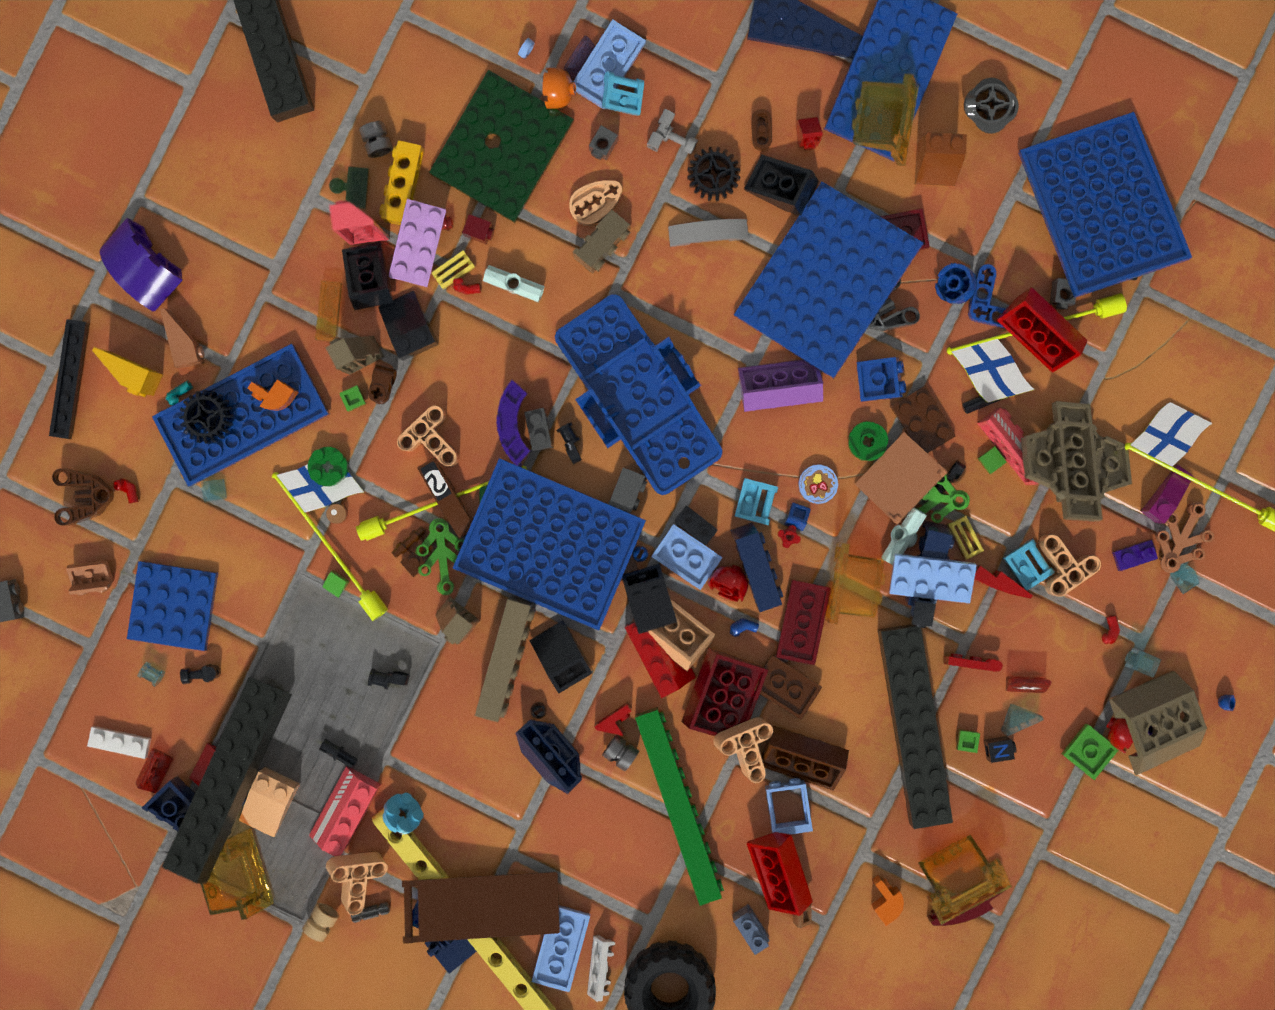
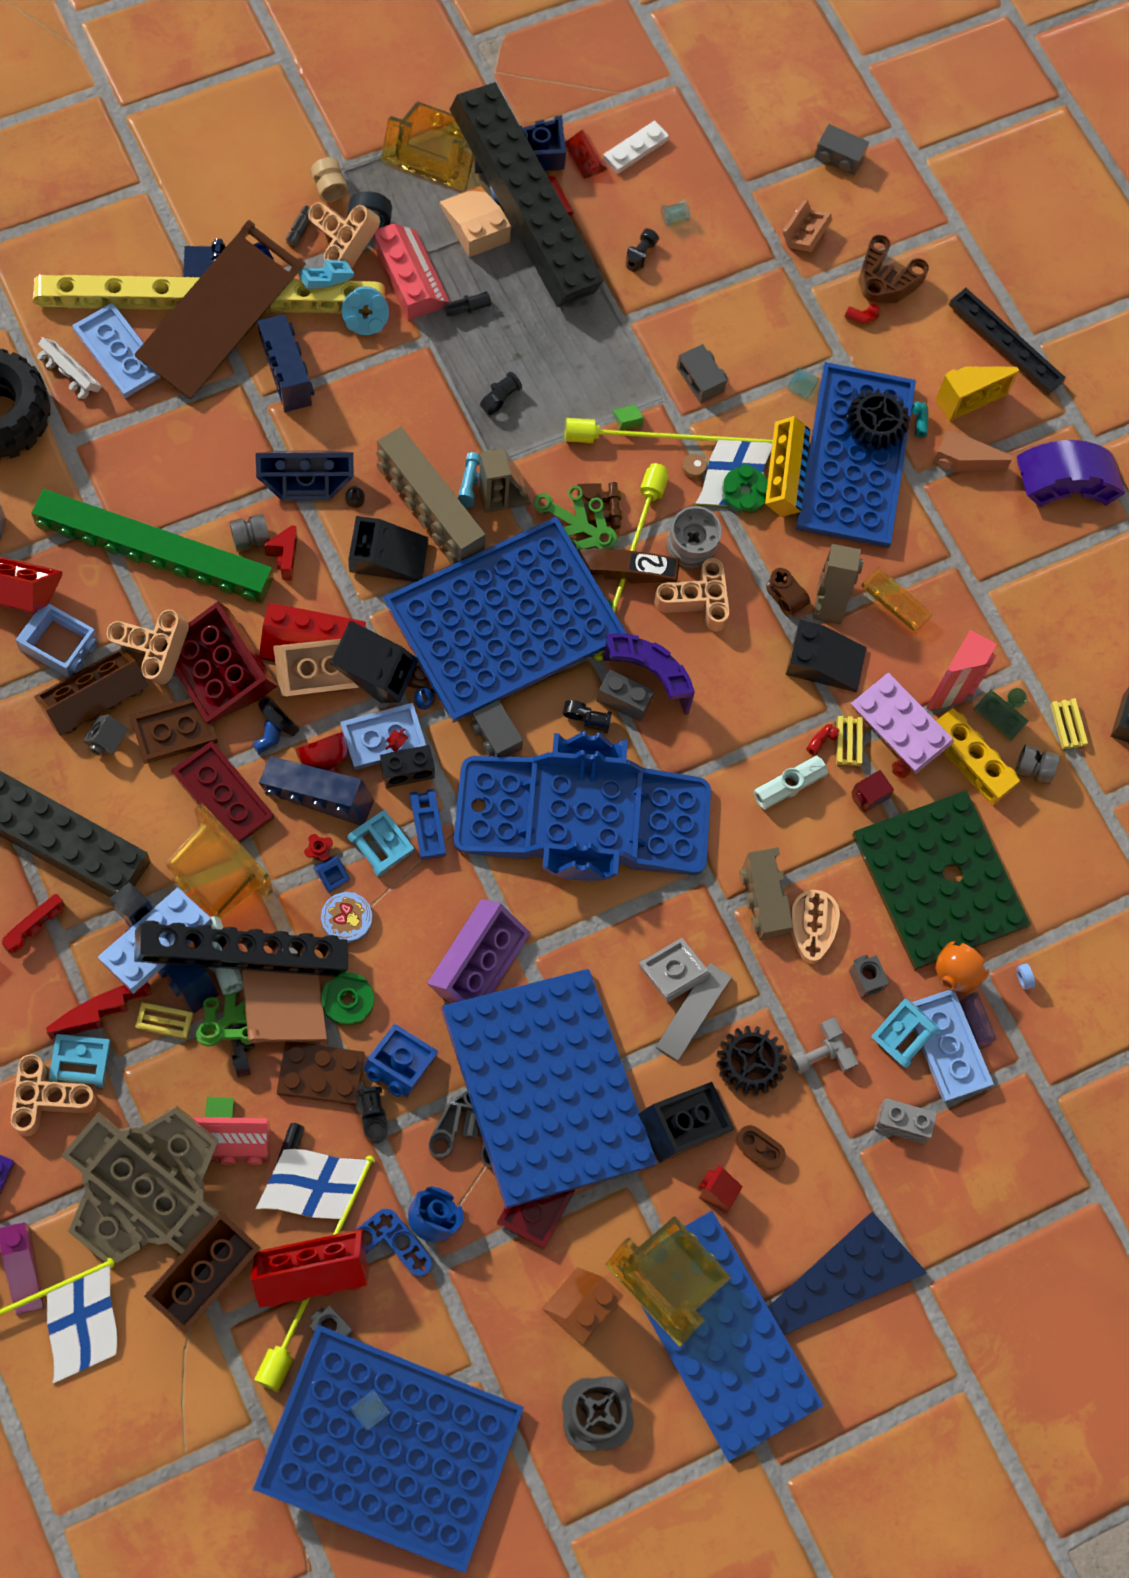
camera: 115 degrees right, 20 degrees down
(172, 605) = (723, 274): blue plate -> none
(263, 560) = (702, 373): none -> dark grey brick
(277, 398) = (848, 489): orange brick -> none
(289, 450) = (788, 466): none -> yellow brick
(319, 875) = (375, 202): none -> black wheel
(322, 136) = (1064, 704): none -> light yellow tile
(352, 398) = (794, 558): bright green plate -> none
(367, 276) = (906, 656): black slope -> none
(387, 461) = (695, 525): none -> light grey wheel
(395, 857) = (332, 273): none -> medium azure slope
(468, 646) = (469, 480): none -> medium azure plate
(482, 834) = (285, 362): none -> dark blue wedge
(678, 55) = (905, 1121): none -> light grey hinge
(687, 544) = (396, 740): none -> red plate
(694, 262) = (674, 970): none -> light grey tile
(721, 483) = (427, 825): none -> blue plate
(727, 632) = (277, 716): none -> black tile
(826, 723) = (105, 735): none -> dark grey brick
(853, 467) = (150, 950): none -> black brick
(923, 369) = (374, 1114): none -> black connector
(1095, 386) = (202, 1272): none -> reddish brown slope
(1097, 229) = (369, 1410): none -> clear light blue plate

